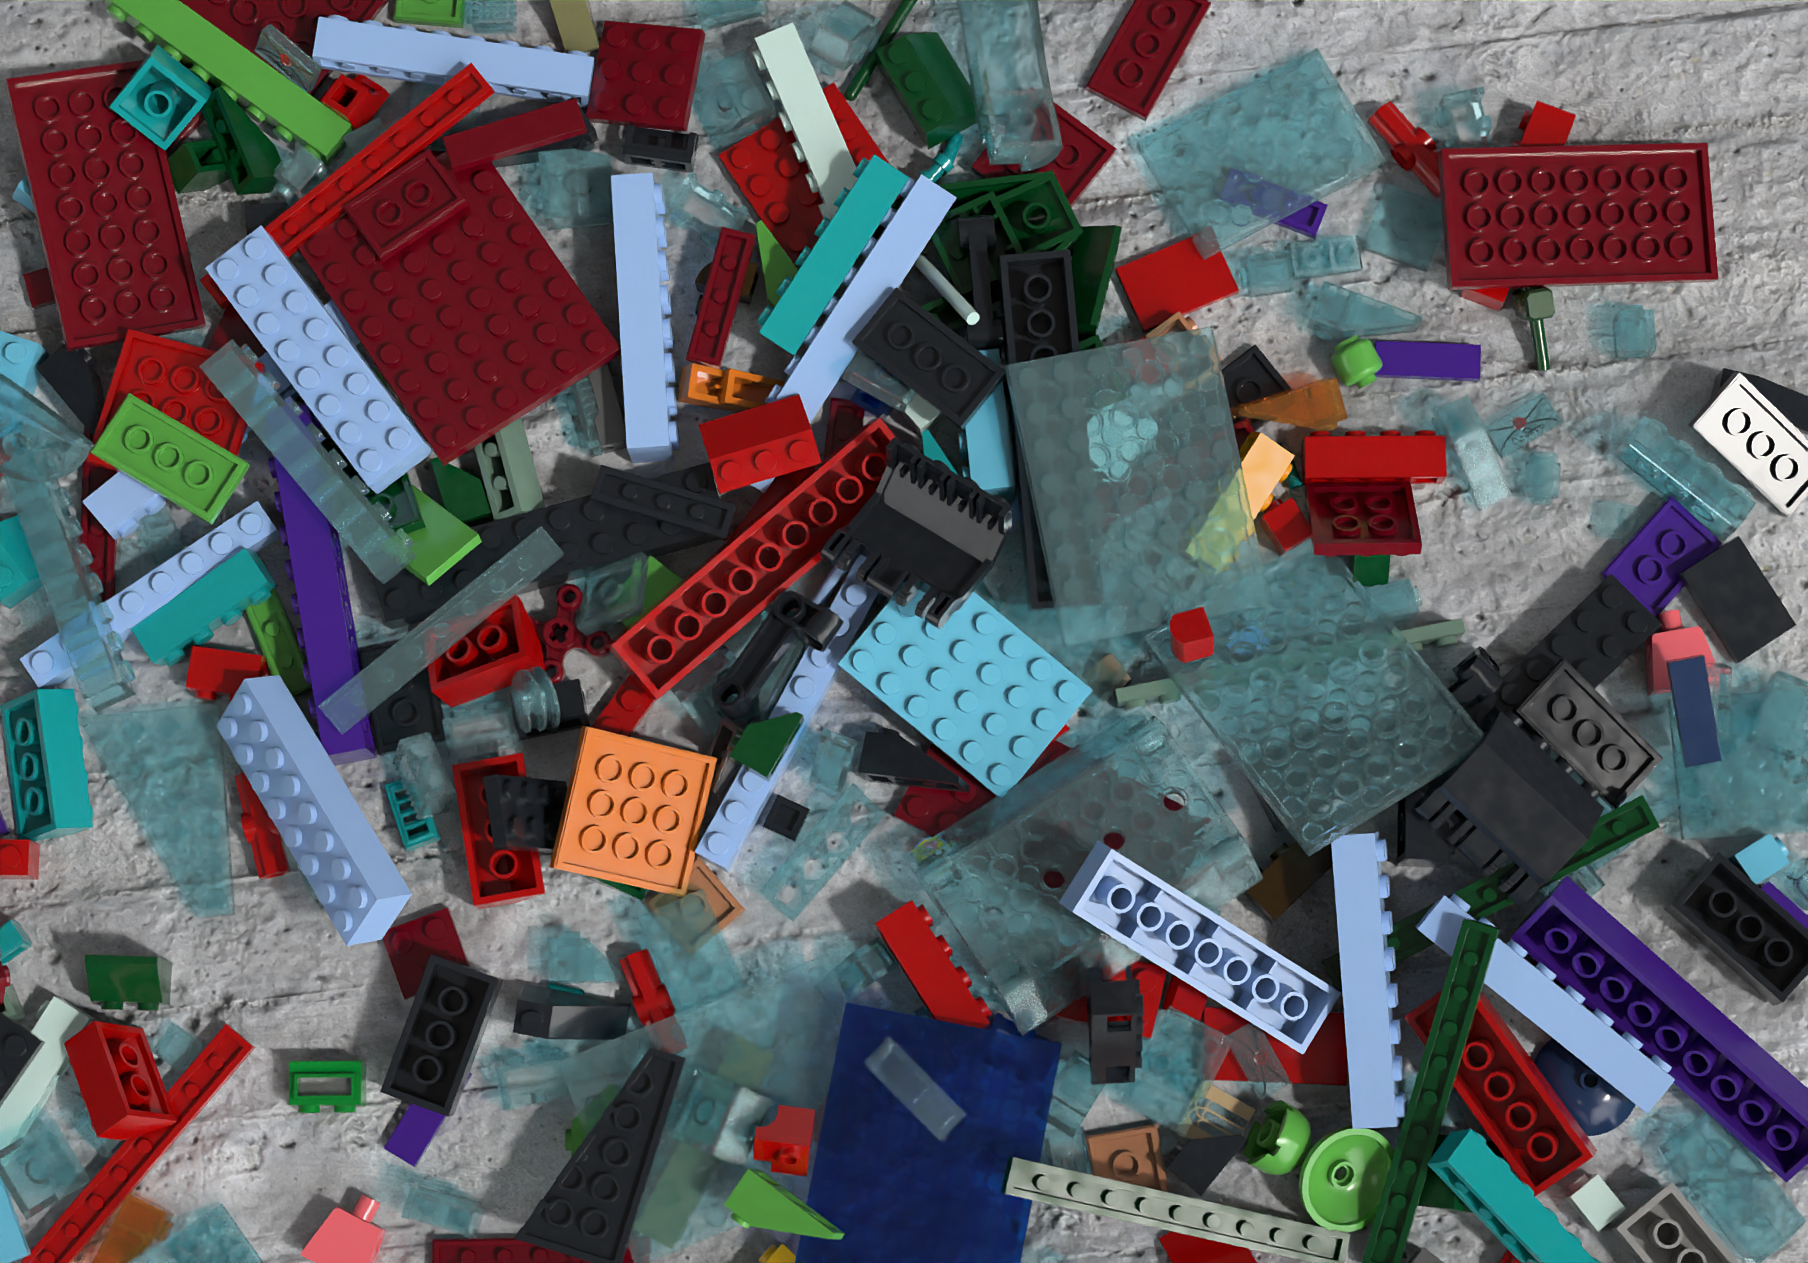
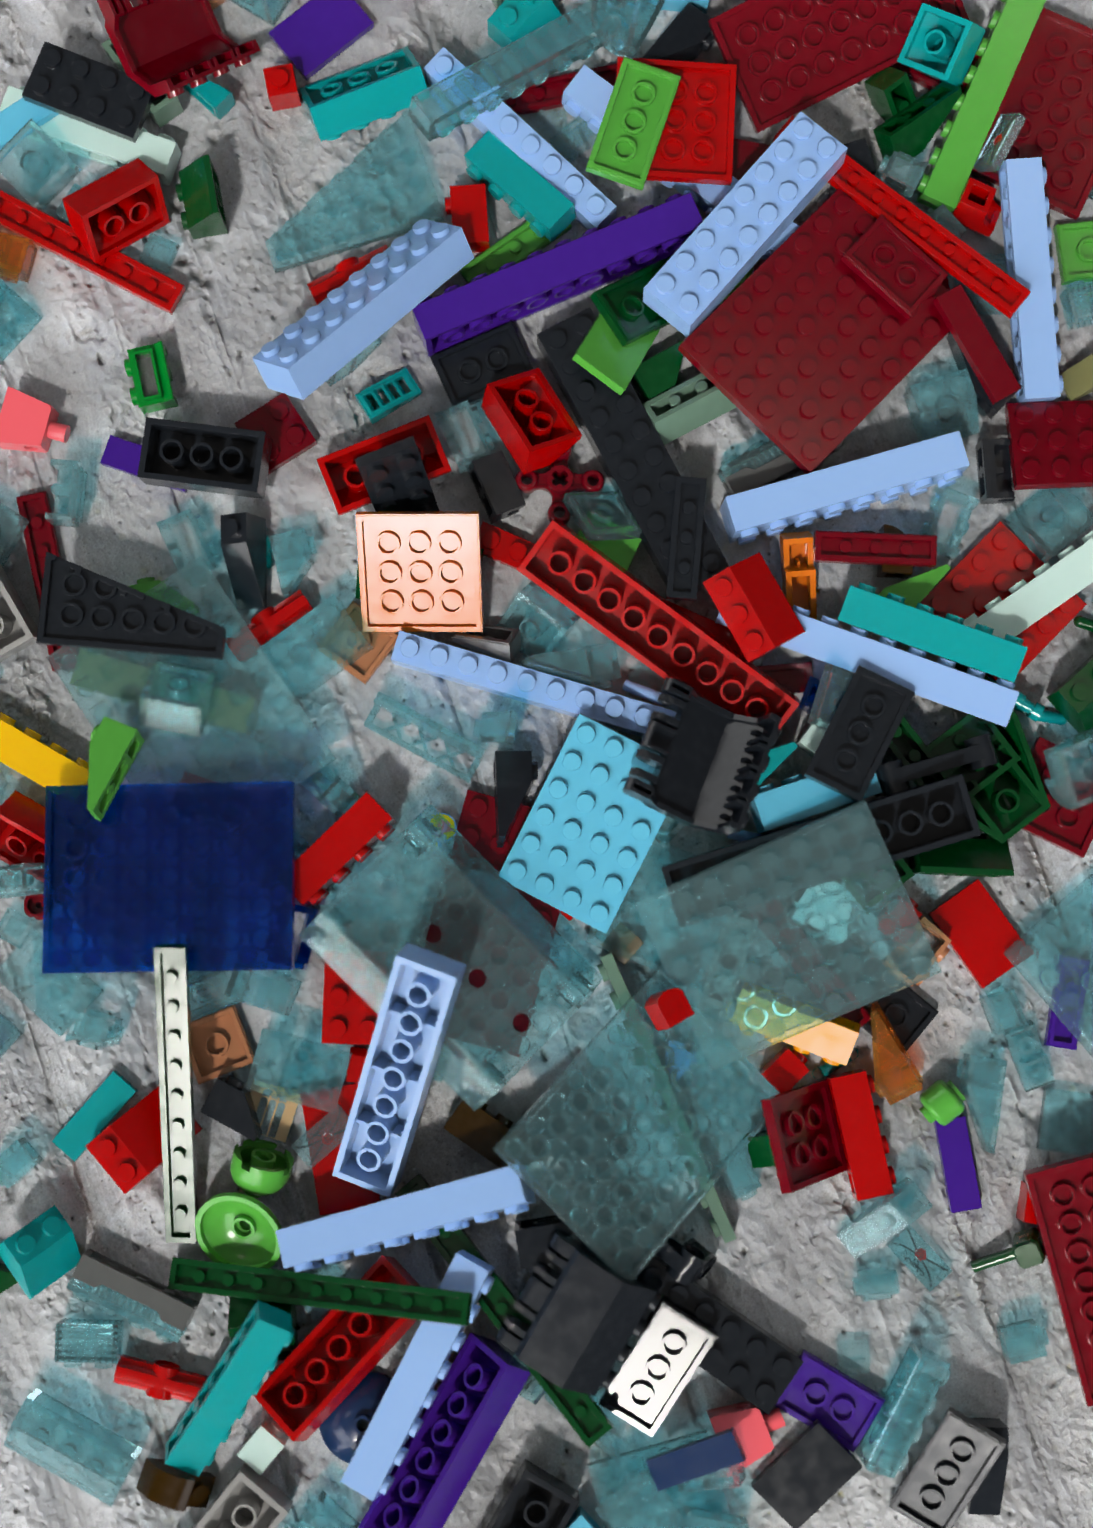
camera: 70 degrees right, 5 degrees up
(308, 461) = (654, 234): clear light blue brick -> none
(424, 776) = (417, 395): clear light blue brick -> none
(441, 630) = (537, 378): clear light blue tile -> none
(534, 699) = (499, 467): clear light blue piece -> none
(765, 744) = (497, 667): dark green slope -> none
(769, 644) = (581, 653): black piece -> none
(786, 818) = (447, 701): black tile -> none
(786, 1141) = (169, 757): red brick -> none
(915, 1088) = (228, 854): clear light blue slope -> none
(946, 290) = (924, 737): light aqua bar -> none
(1114, 1045) = (317, 1011): black piece -> none

